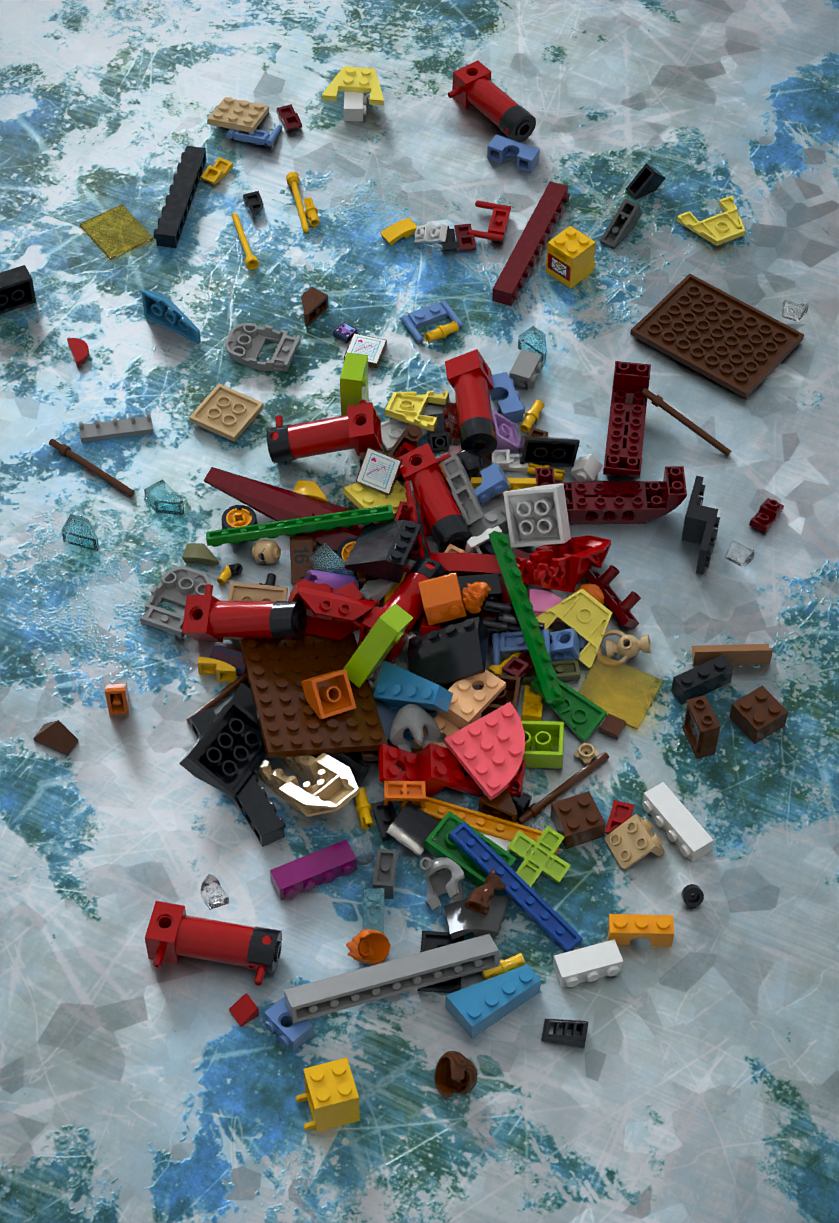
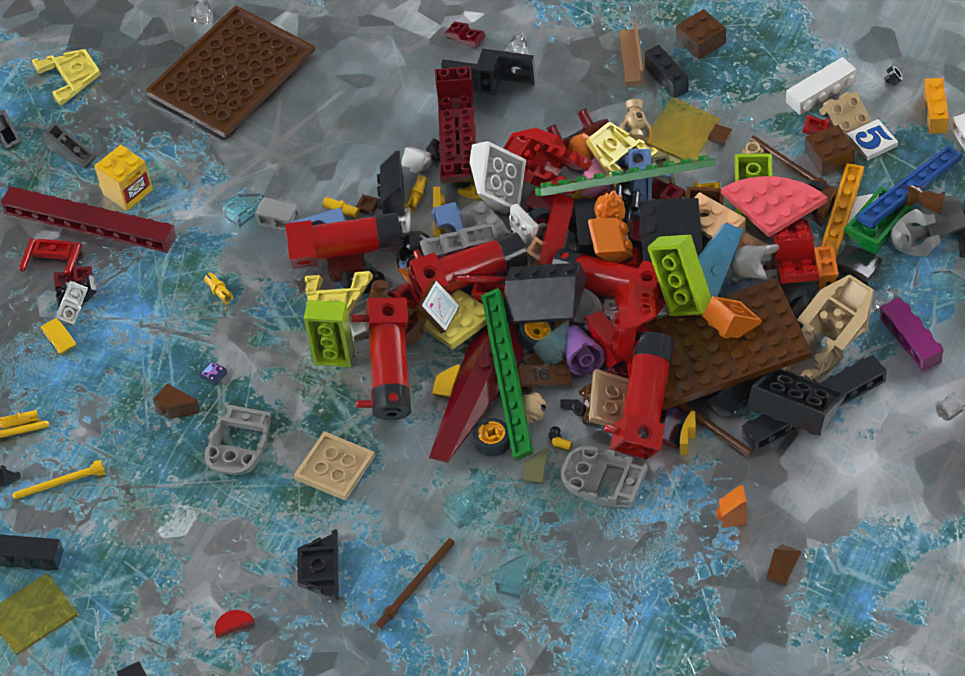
camera: 85 degrees left, 0 degrees up
(116, 428) = (356, 568): light grey hinge -> none
(121, 403) = (320, 566): none -> black wing
(165, 312) = (181, 537): dark azure wedge -> none
(368, 346) = (241, 353): white tile -> none
(386, 871) = (908, 276): dark grey panel -> none
(428, 316) = (192, 305): medium blue plate -> none
(539, 856) = (872, 173): lime plate -> none
(576, 712) = (715, 149): green wing -> none
(597, 867) = (872, 139): none -> white tile
(627, 420) = (367, 130): dark red slope -> none
(658, 401) = (336, 100): reddish brown bar -> none
(701, 727) = (726, 64): reddish brown window -> none

